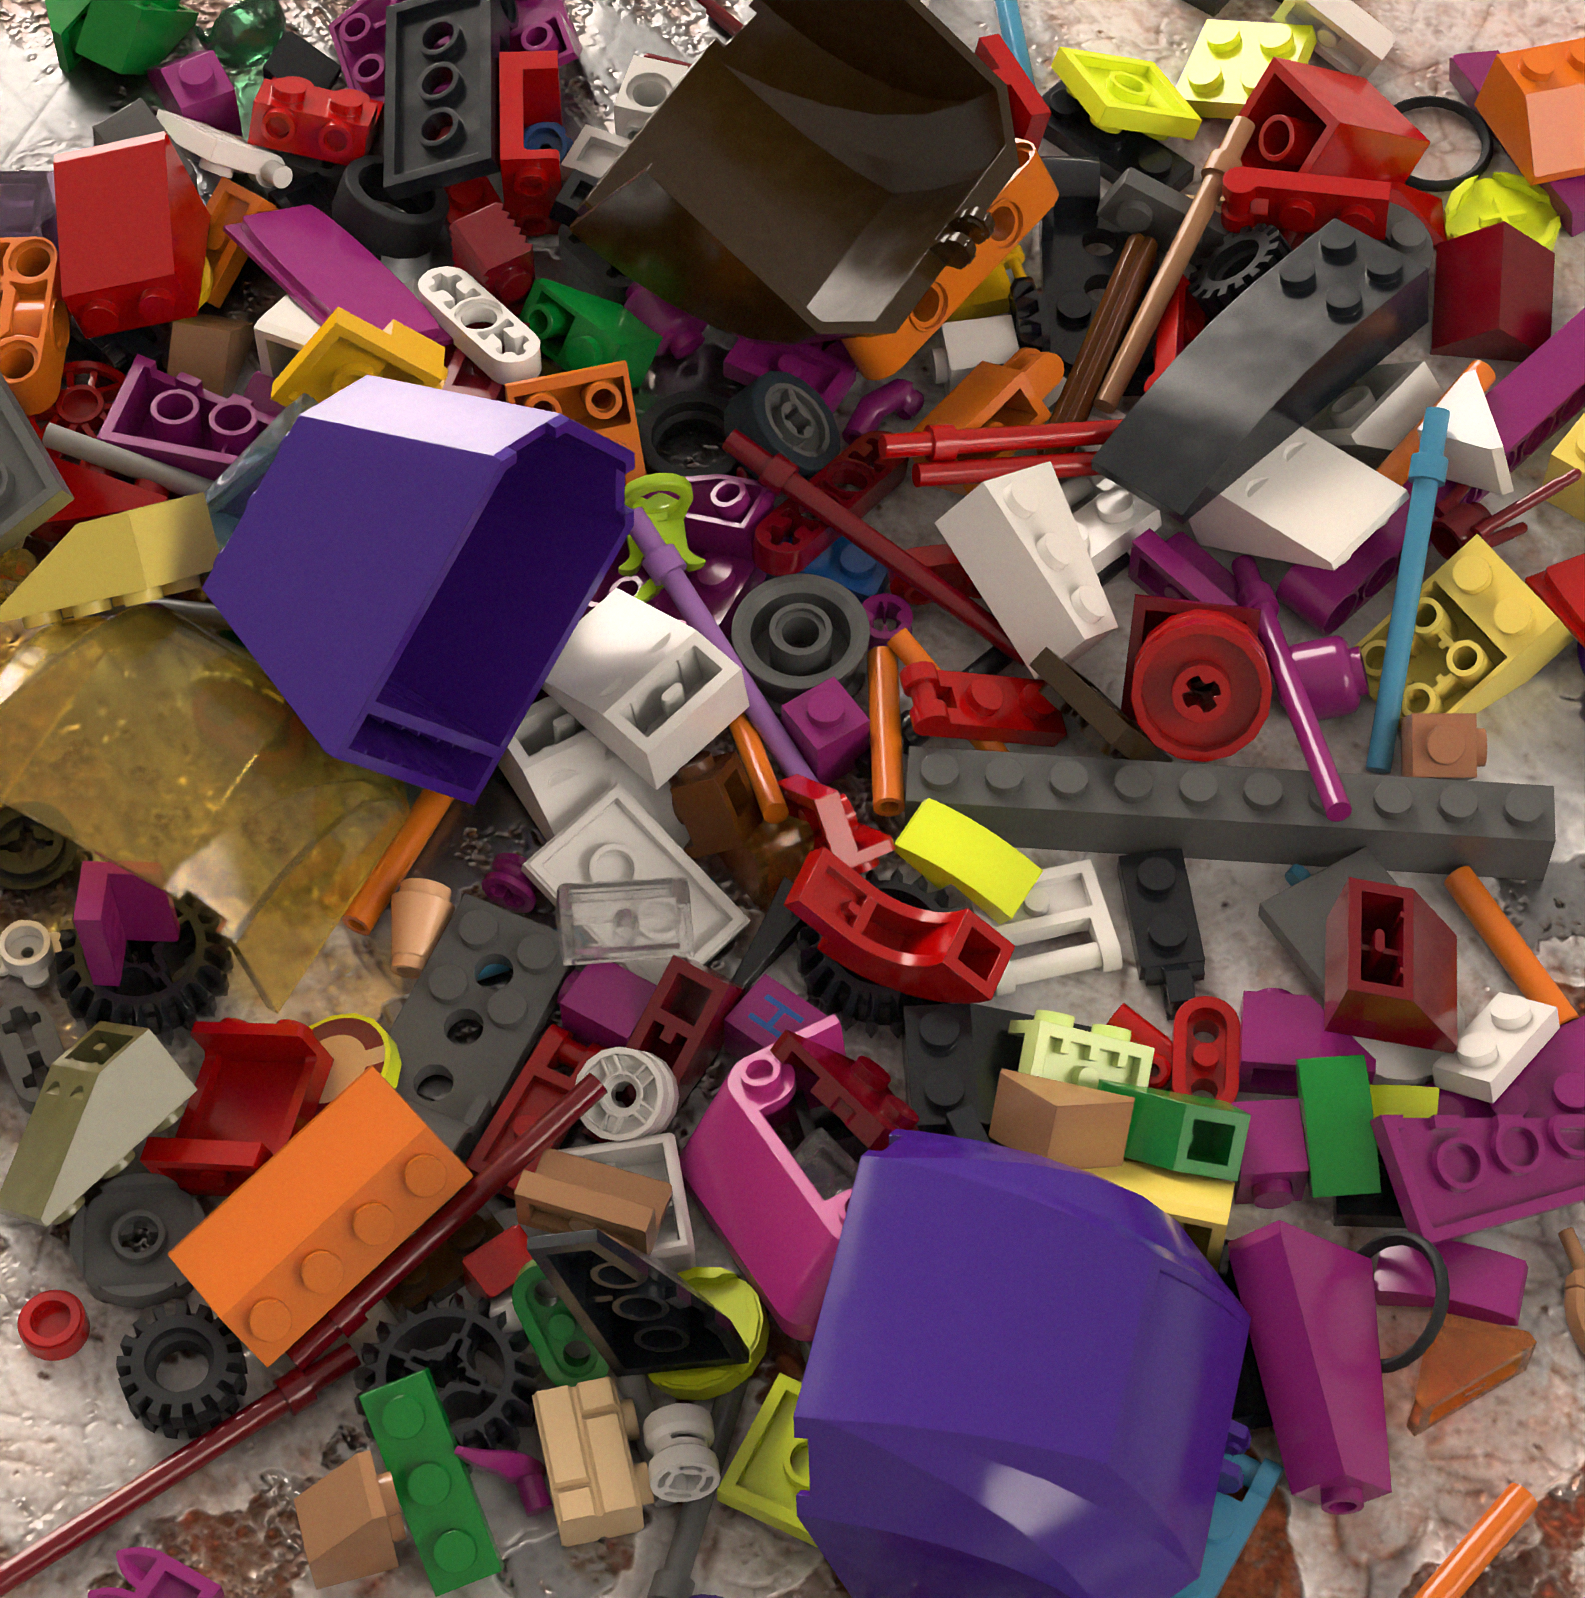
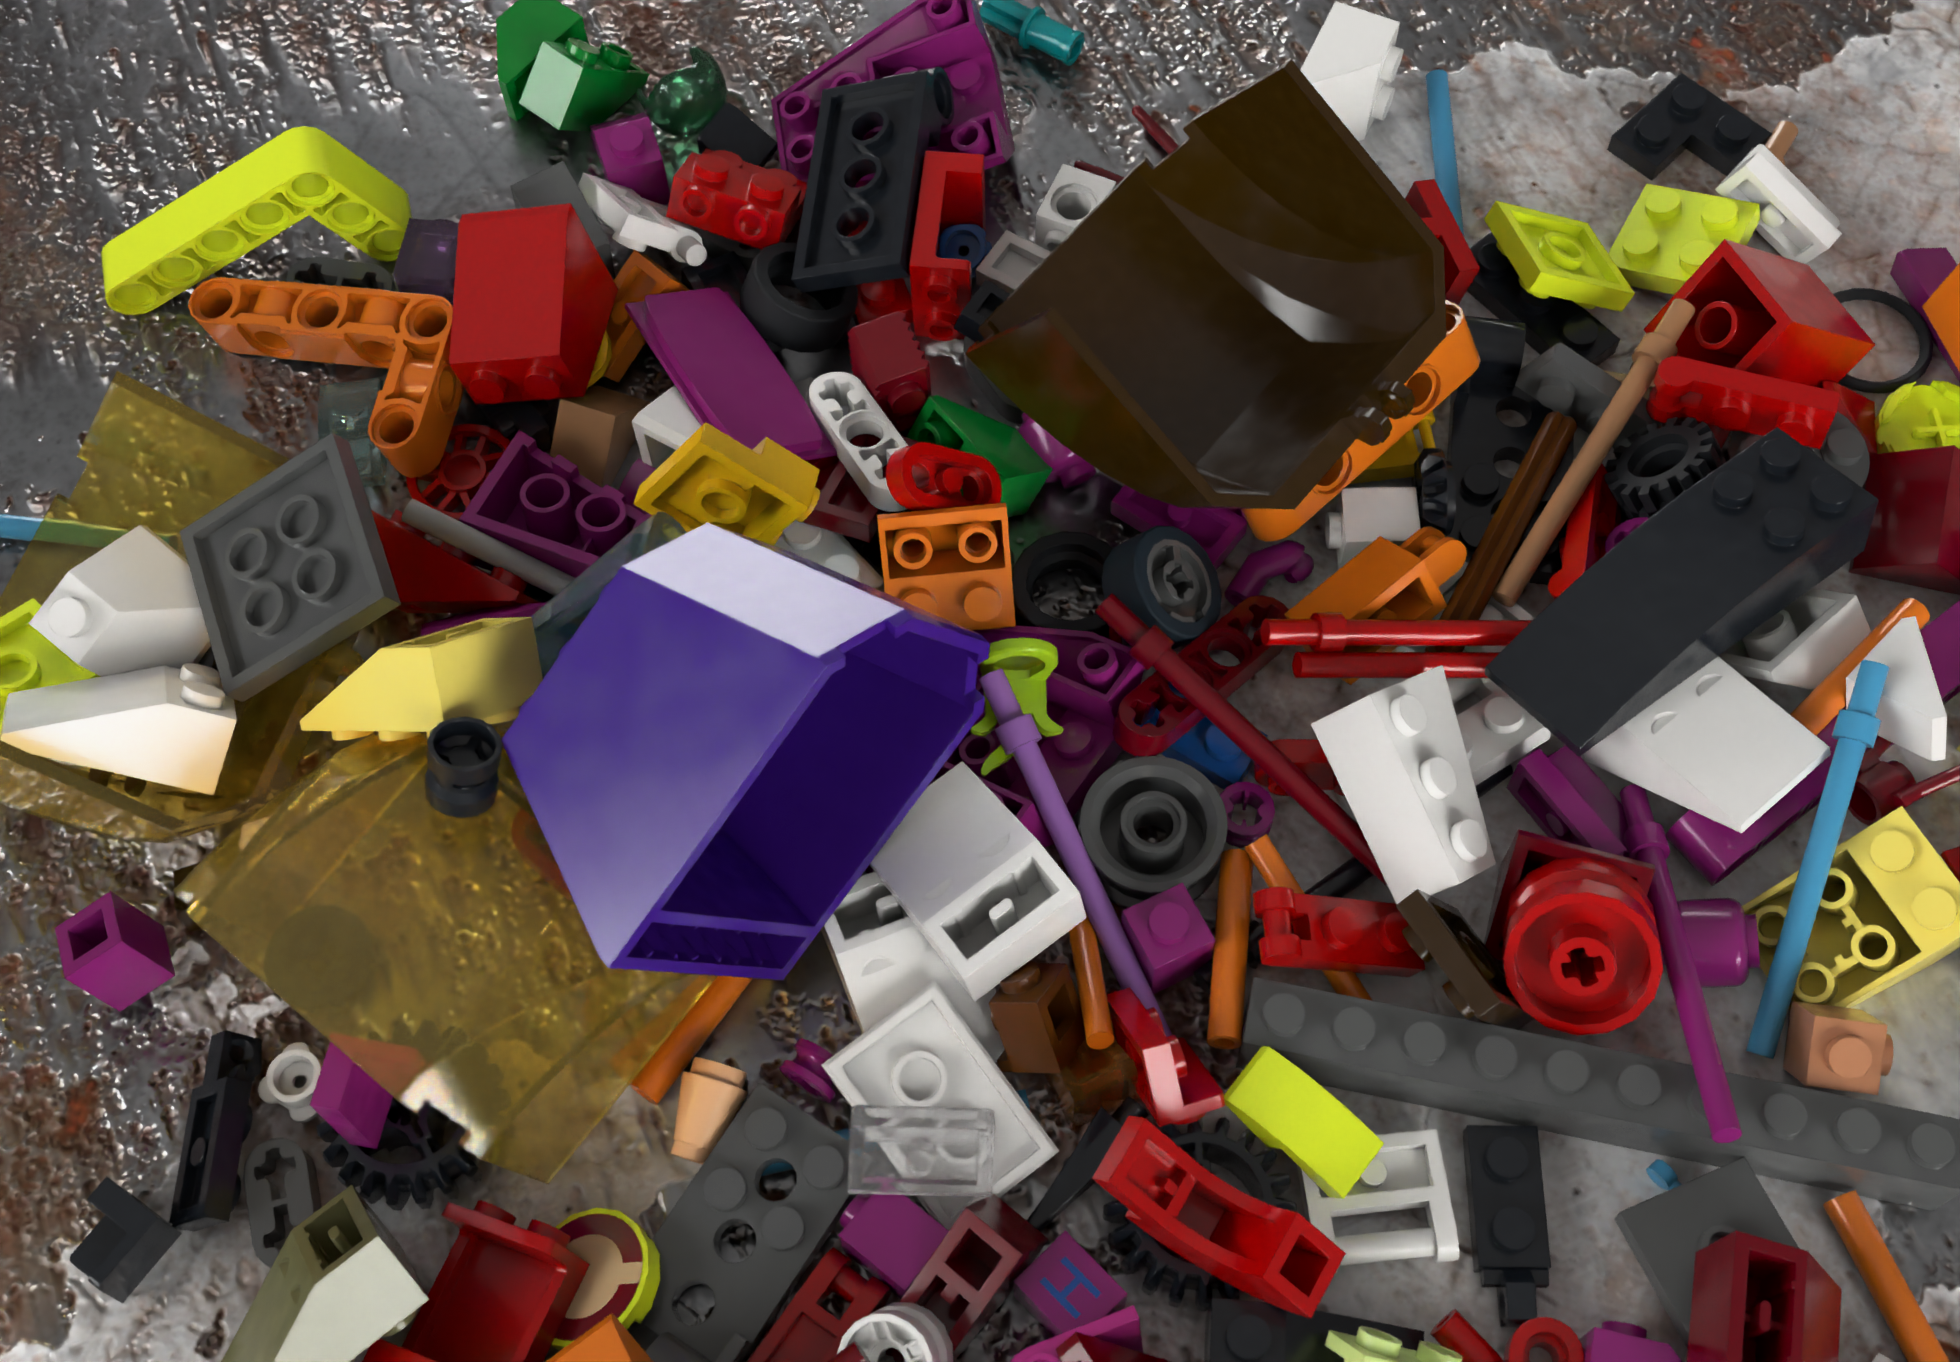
camera: 10 degrees right, 5 degrees up
(168, 629) = (462, 766): none -> black wheel
(558, 344) = (939, 476): none -> red plate

